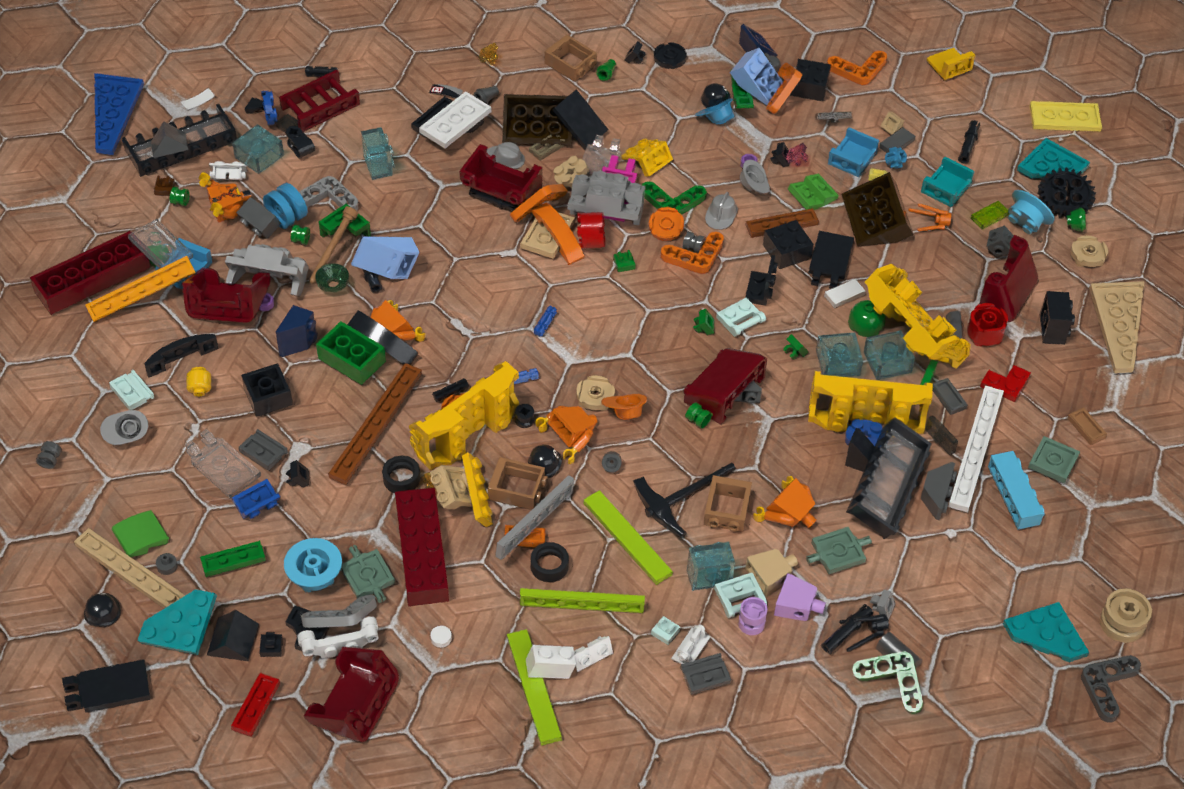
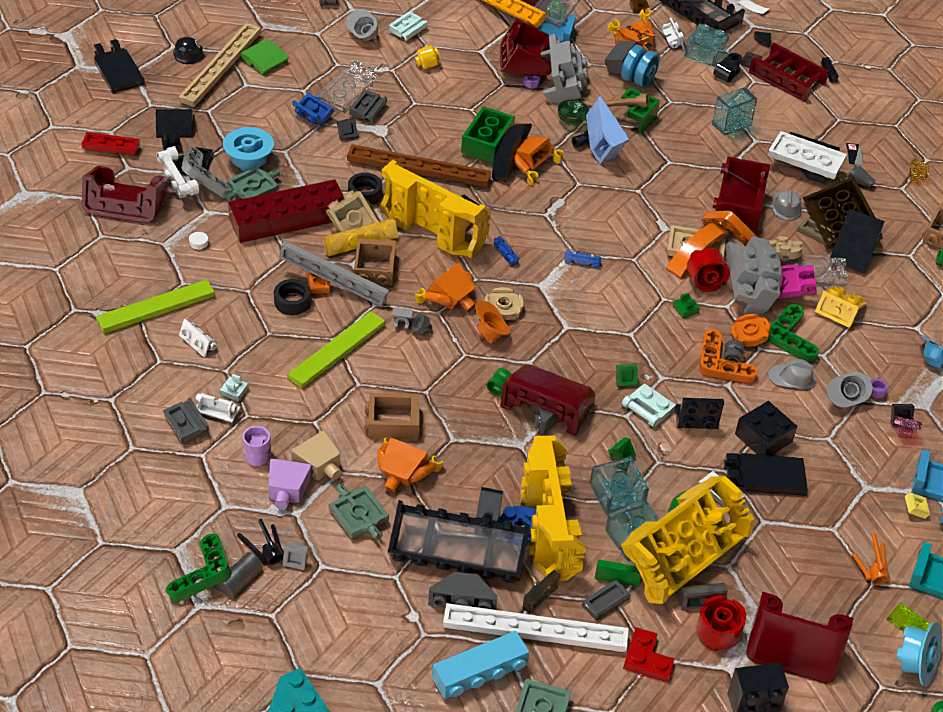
camera: 75 degrees right, 5 degrees down
(166, 564) = (240, 75): dark grey tile -> none
(178, 349) = (444, 33): black slope -> none
(179, 196) = (632, 15): green wheel -> none
(180, 624) = (177, 87): teal plate -> none
(232, 558) = (251, 108): green plate -> none
(267, 390) = (428, 93): black brick -> none
(268, 102) = (763, 39): blue plate -> none
(296, 331) = (496, 93): dark blue slope -> none
(300, 234) = (617, 86): green wheel -> none
(325, 189) = (665, 85): light grey beam -> none
(520, 418) = (458, 255): black wheel -> none
(546, 457) = (409, 278): black helmet -> none
(550, 661) = (175, 304): white brick -> none
(582, 600) = (252, 326): lime tile -> none
(598, 473) = (402, 315): none -> light grey tile
(660, 507) = (379, 366): black piece -> none
(710, 565) = (306, 403): clear light blue brick -> none
(737, 589) = (289, 433): light aqua plate -> none
(805, 218) = (805, 431): dark orange tile -> none
(813, 192) = (861, 450): bright green slope -> none
(846, 629) = (251, 522): black pin -> none
(877, 212) = (857, 509): dark brown slope -> none
(999, 241) = (865, 630): dark grey brick -> none

